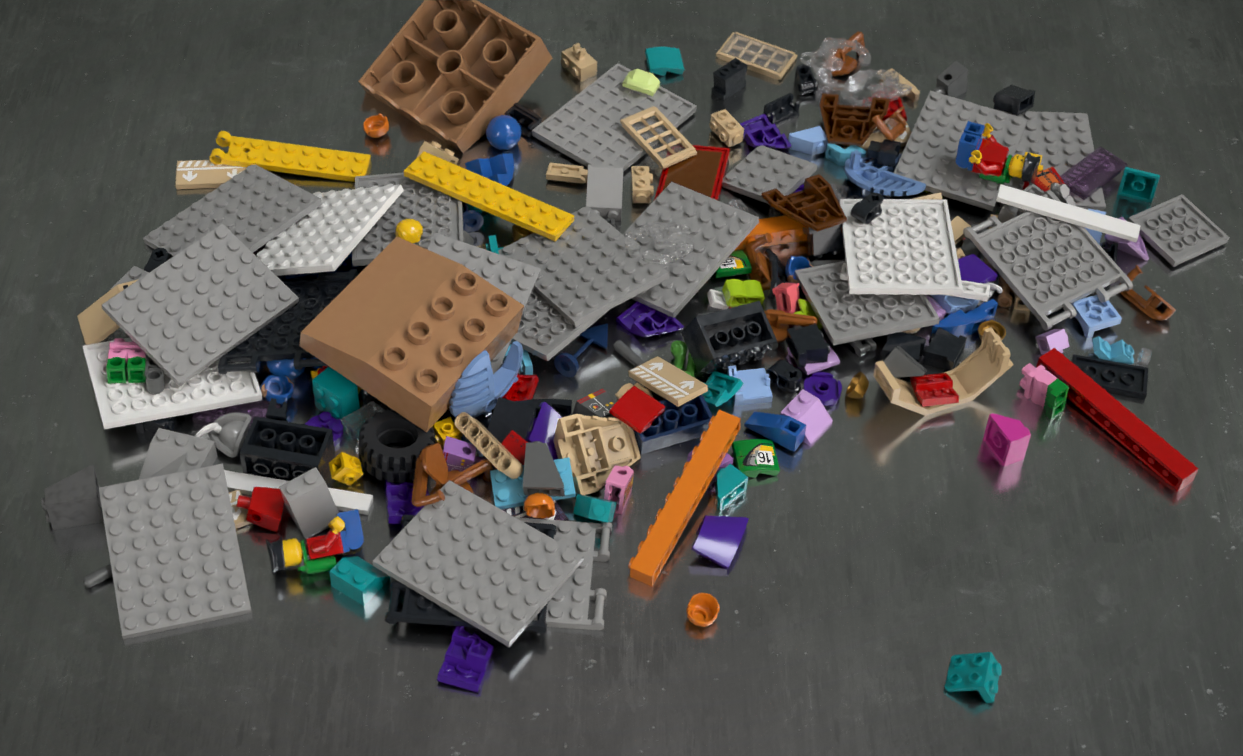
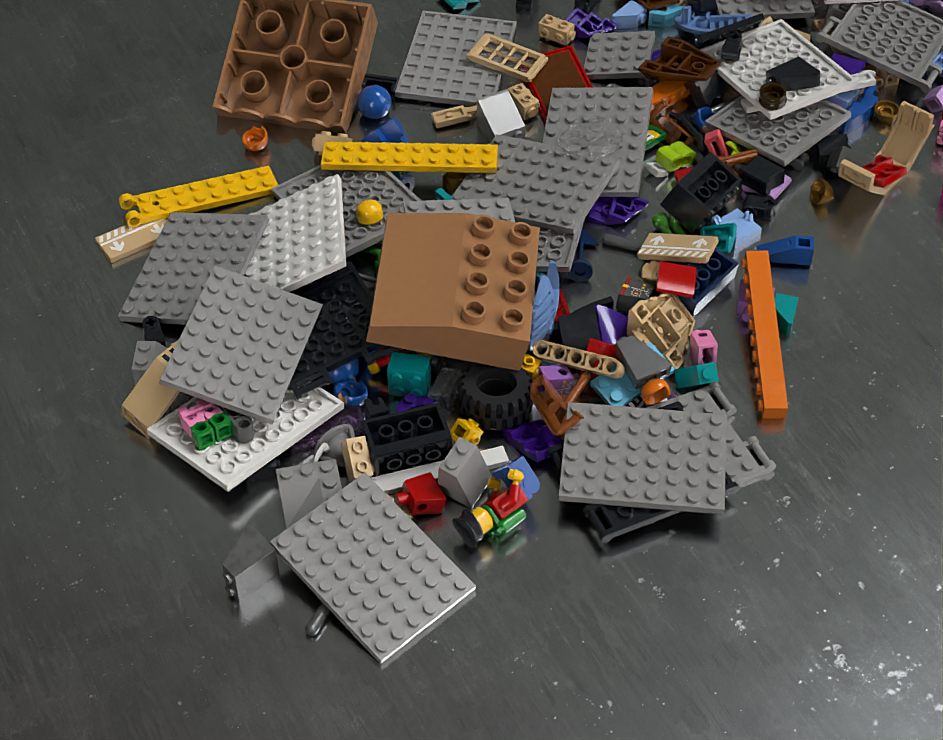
camera: 25 degrees left, 0 degrees up
(230, 449) = (357, 457): none -> tan brick
(357, 579) = (547, 520): teal slope -> none
(465, 660) = (688, 544): dark purple slope -> none
(579, 62) = (391, 22): tan brick -> none
(641, 82) = (457, 17): yellowish green slope -> none
(702, 609) = (844, 417): orange hair -> none
(719, 538) = (812, 355): dark purple slope -> none
(755, 457) = (789, 280): green slope -> none
(811, 412) = (801, 225): lavender slope -> none
(831, 386) = (800, 212): dark purple plate -> none
(863, 271) = (772, 96): none -> dark brown piece
(886, 191) = (721, 33): none -> black tile
(898, 259) = (794, 75): none -> black slope
(944, 350) = (864, 137): black hips -> none

